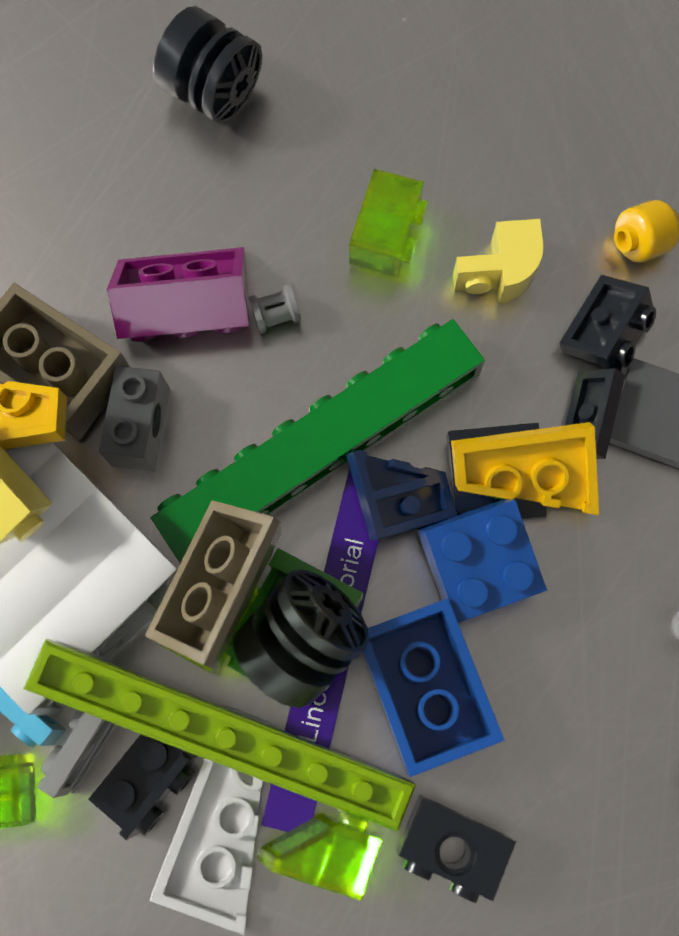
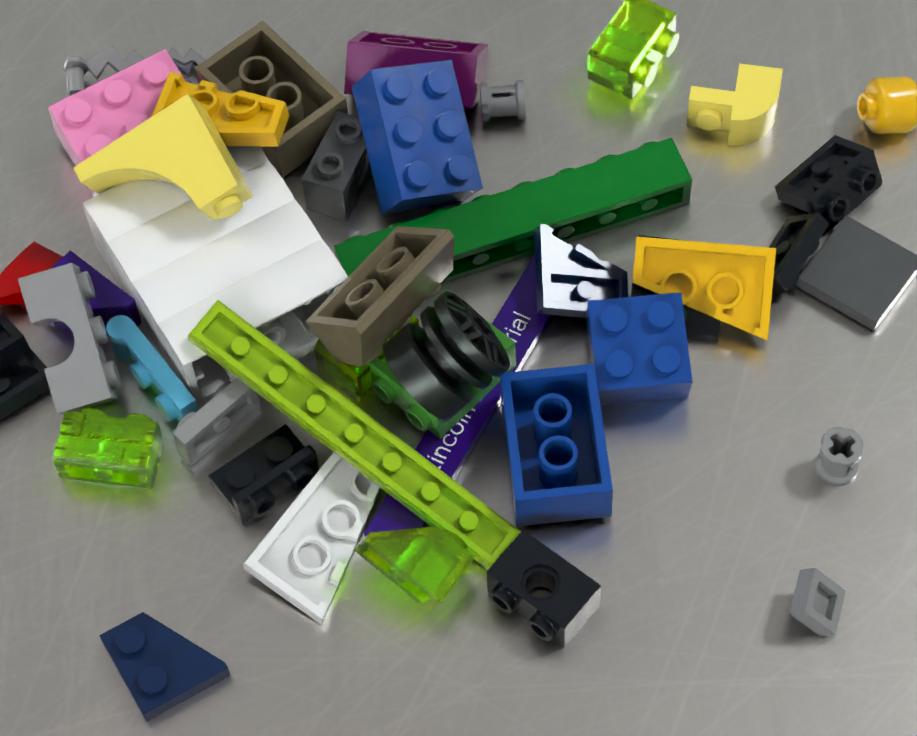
camera: 15 degrees right, 15 degrees down
(203, 380) = (416, 136): none -> blue brick

